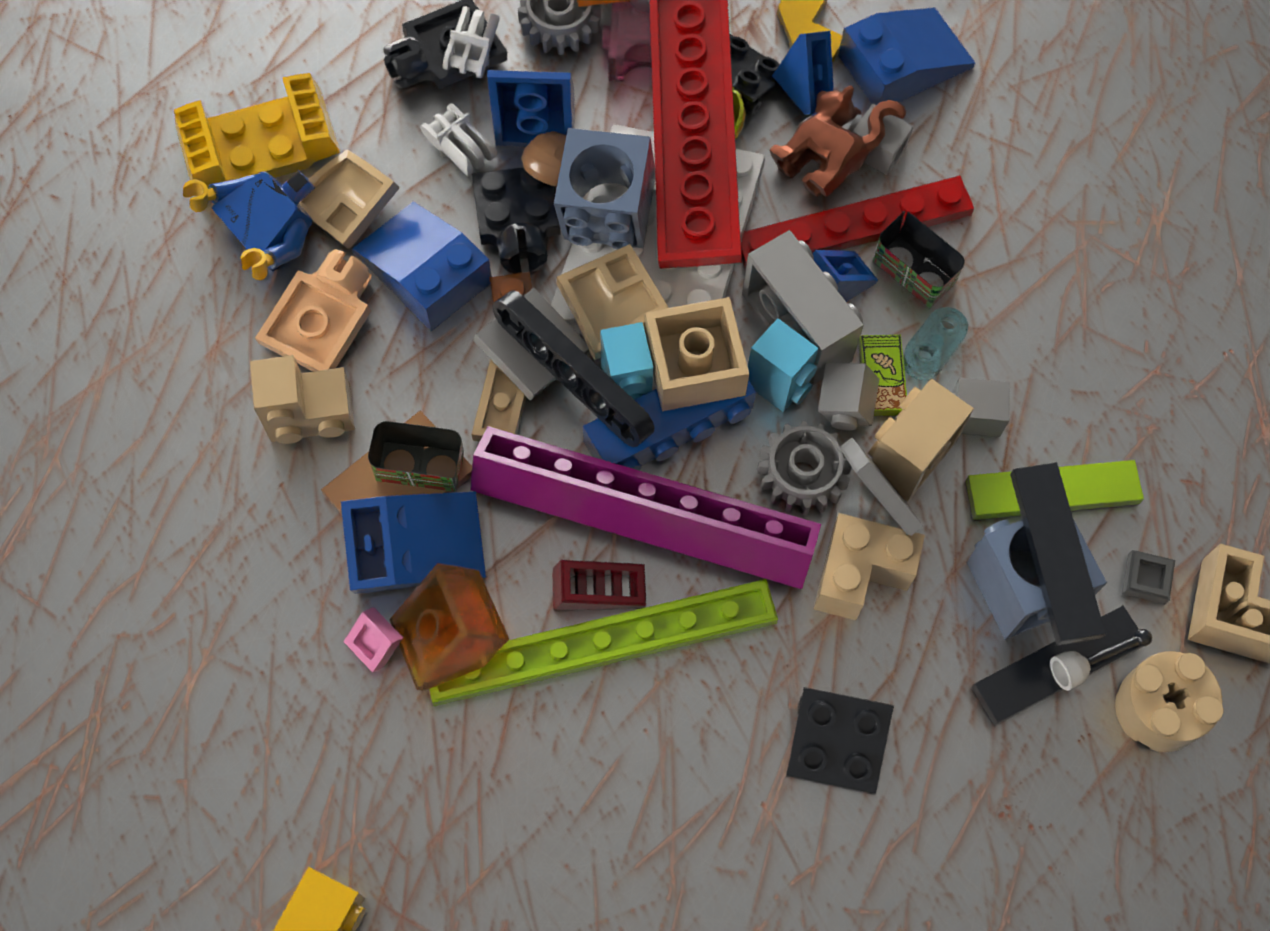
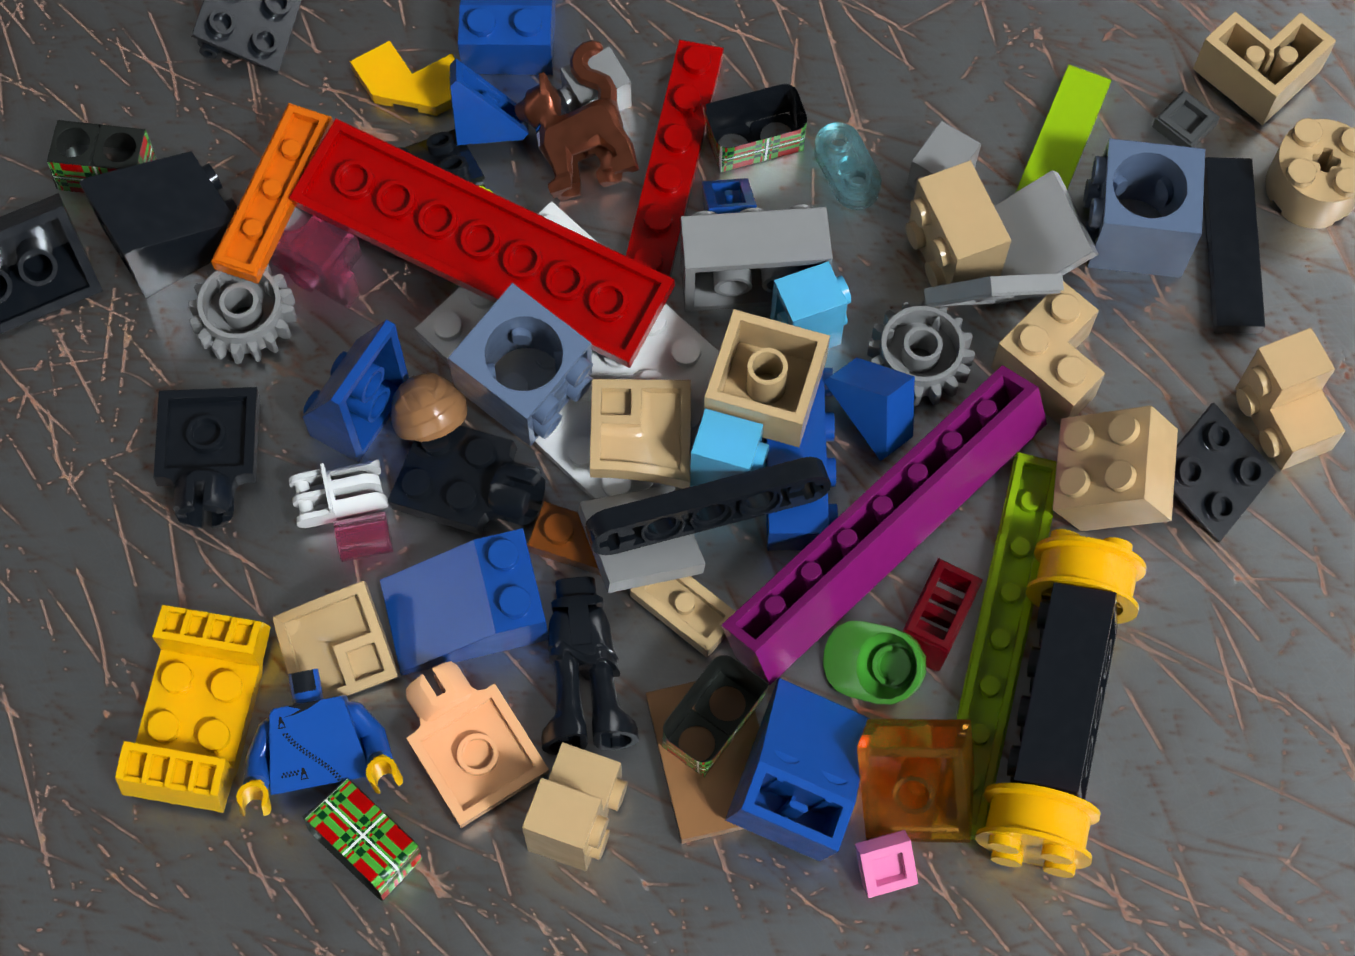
camera: 60 degrees left, 0 degrees up
(212, 284) = (363, 838): none -> piece
(434, 350) = (584, 646): none -> black piece
(436, 172) = (363, 536): none -> clear pink piece
(468, 48) = (236, 413): white arm -> none
(527, 556) = (874, 662): none -> bright green cap
(563, 704) = (1081, 597): none -> brick
(737, 453) = (876, 402): none -> blue slope
(786, 653) = (1115, 469): none -> tan brick
(848, 395) = (871, 270): light grey brick -> none
(885, 358) = (862, 231): tile -> none
(943, 761) = (1287, 399): none -> tan brick
(959, 501) = (1044, 229): none -> light grey tile
(1057, 554) = (1159, 171): black tile -> none
(1073, 669) = (1250, 233): white hinge -> none

